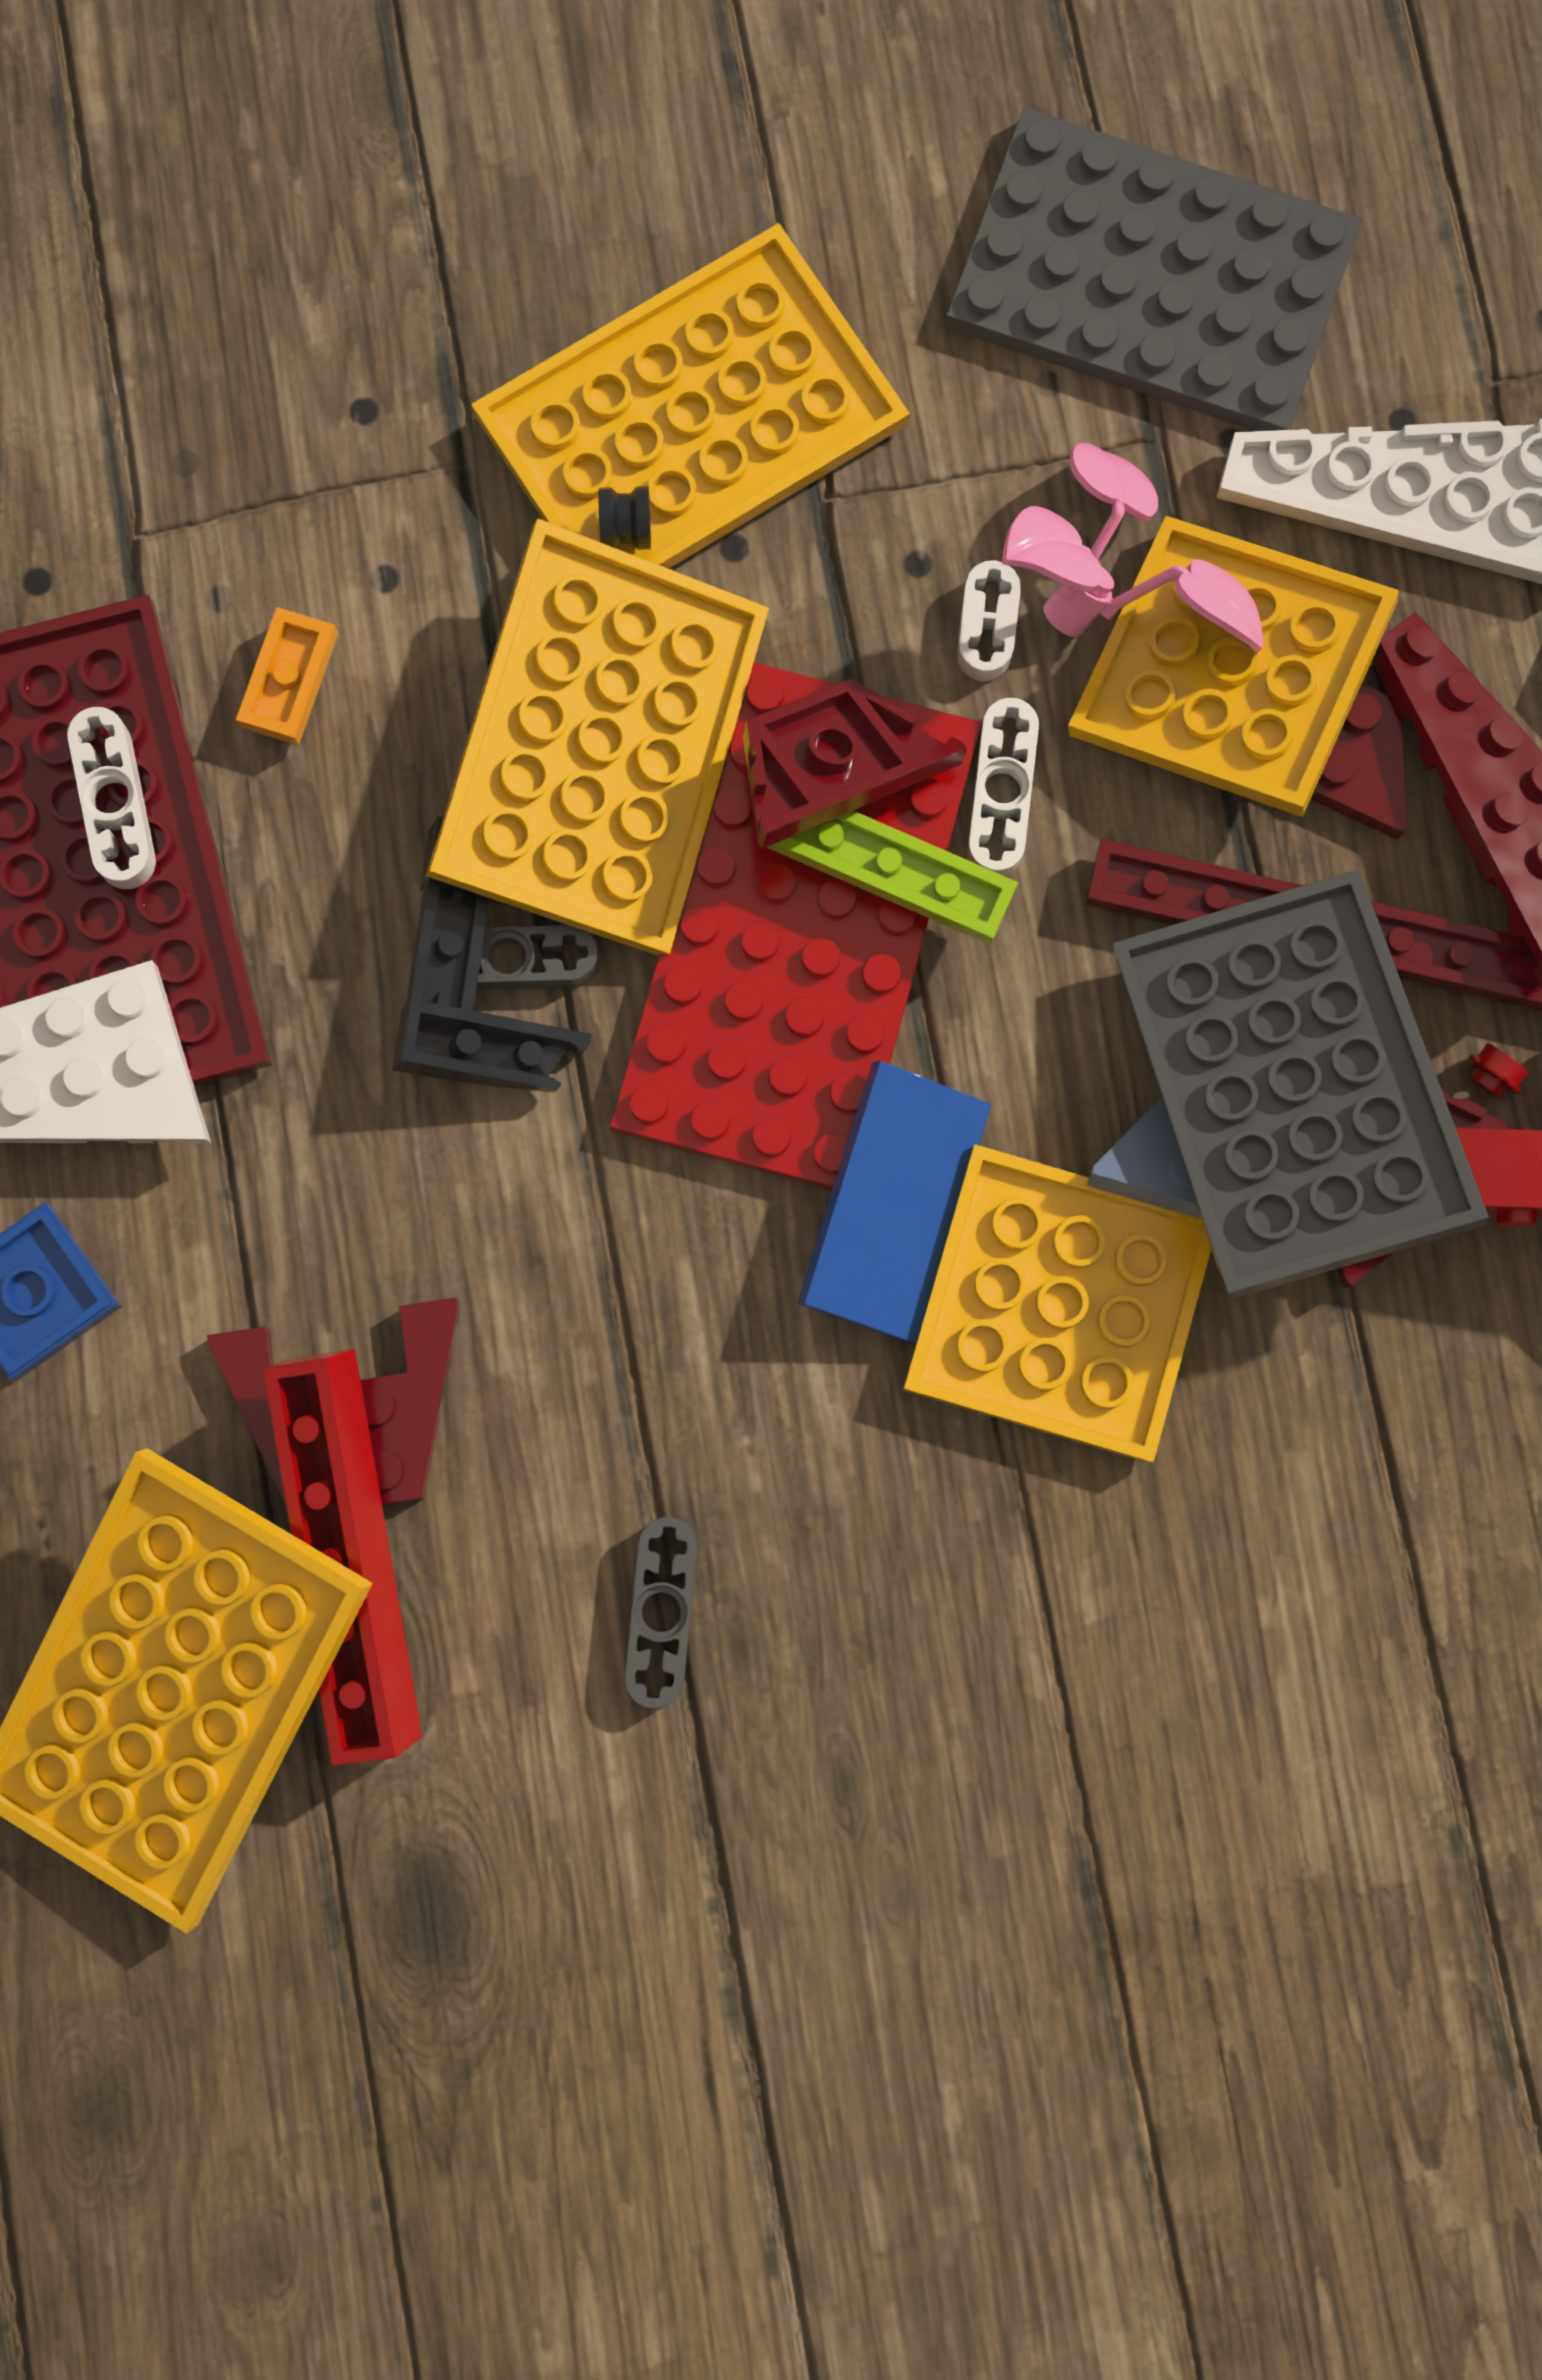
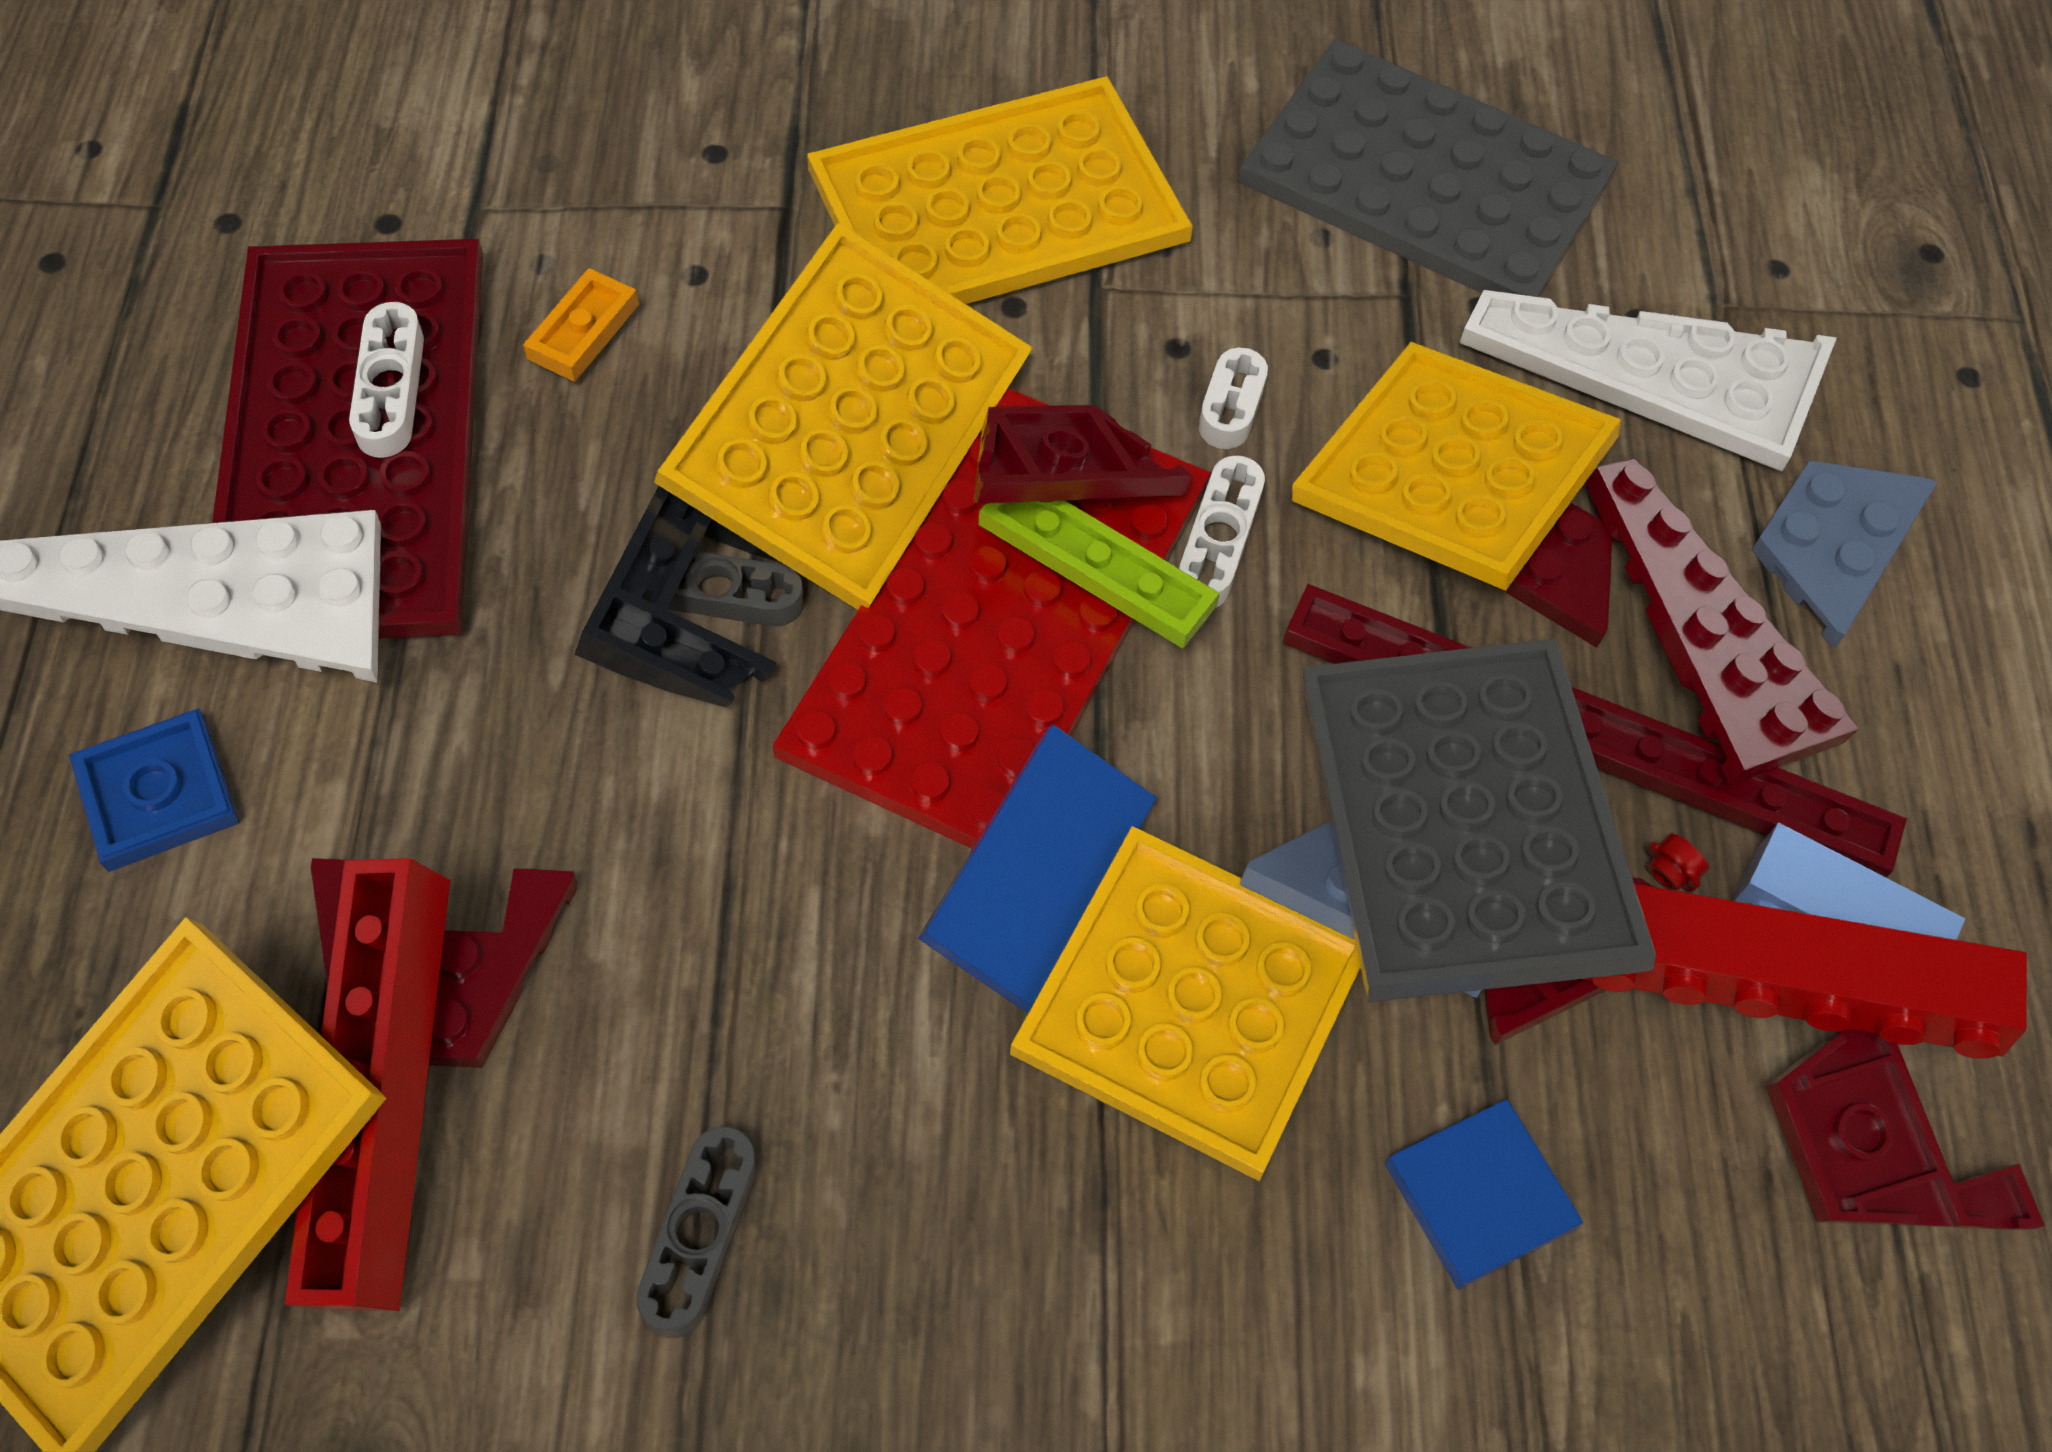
camera: 10 degrees right, 20 degrees down
(625, 517) = (919, 246): black wheel -> none
(1055, 549) = (1327, 380): bright pink plant -> none
(1351, 1433) = (1483, 1193): none -> blue tile

